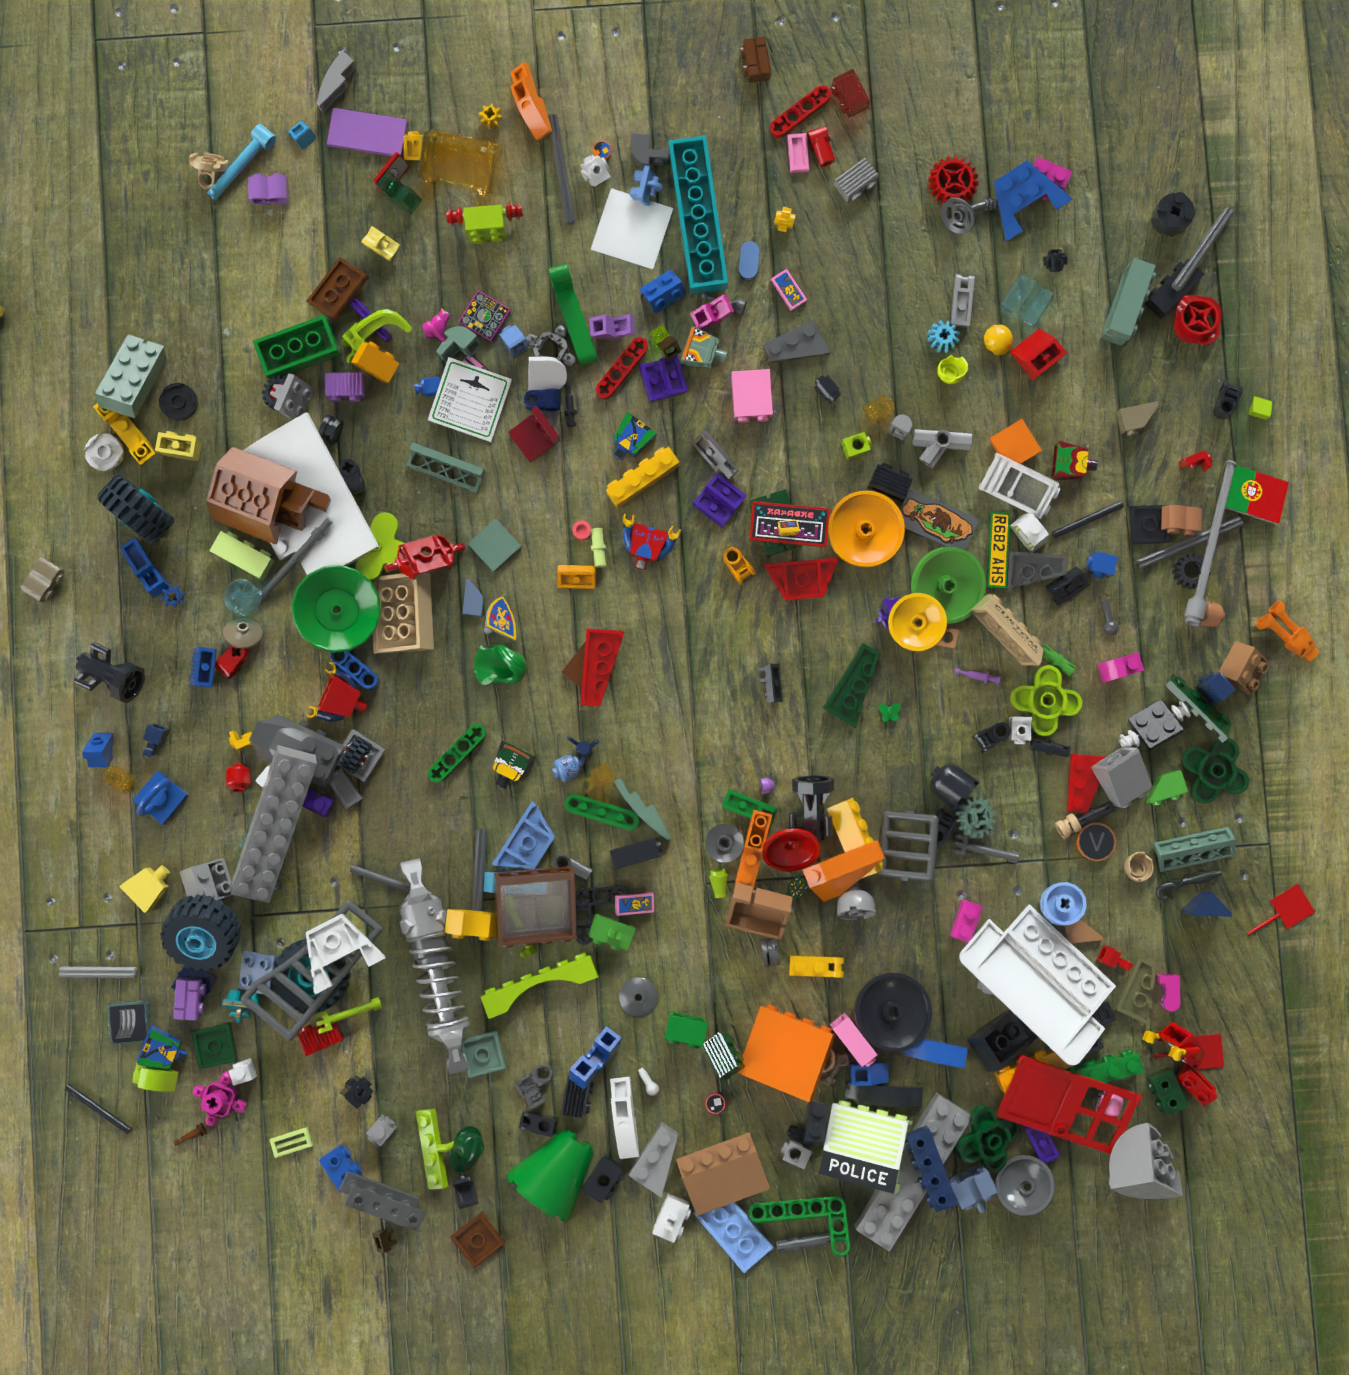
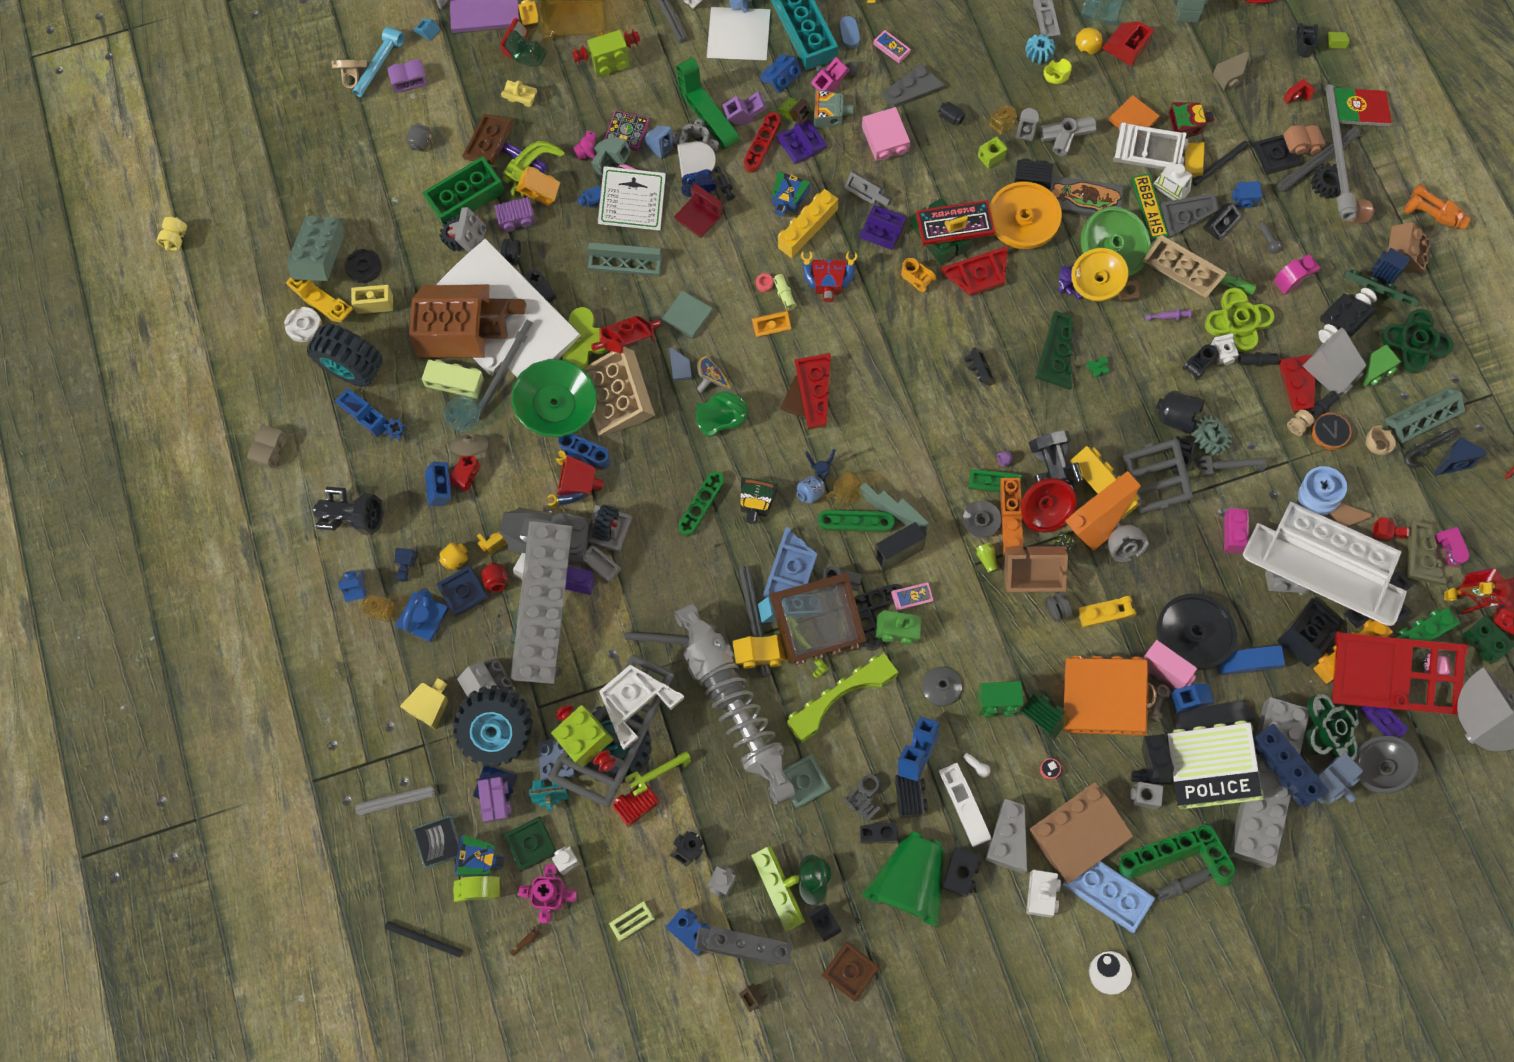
camera: 10 degrees left, 15 degrees down
(202, 745) = (453, 556): none -> yellow head
(204, 782) = (462, 591): none -> dark blue plate
(265, 268) = (419, 137): none -> dark grey head
(280, 973) = (583, 737): none -> lime brick
(711, 1302) = (1110, 973): none -> white tile
(1061, 509) = (1194, 158): none -> yellow slope

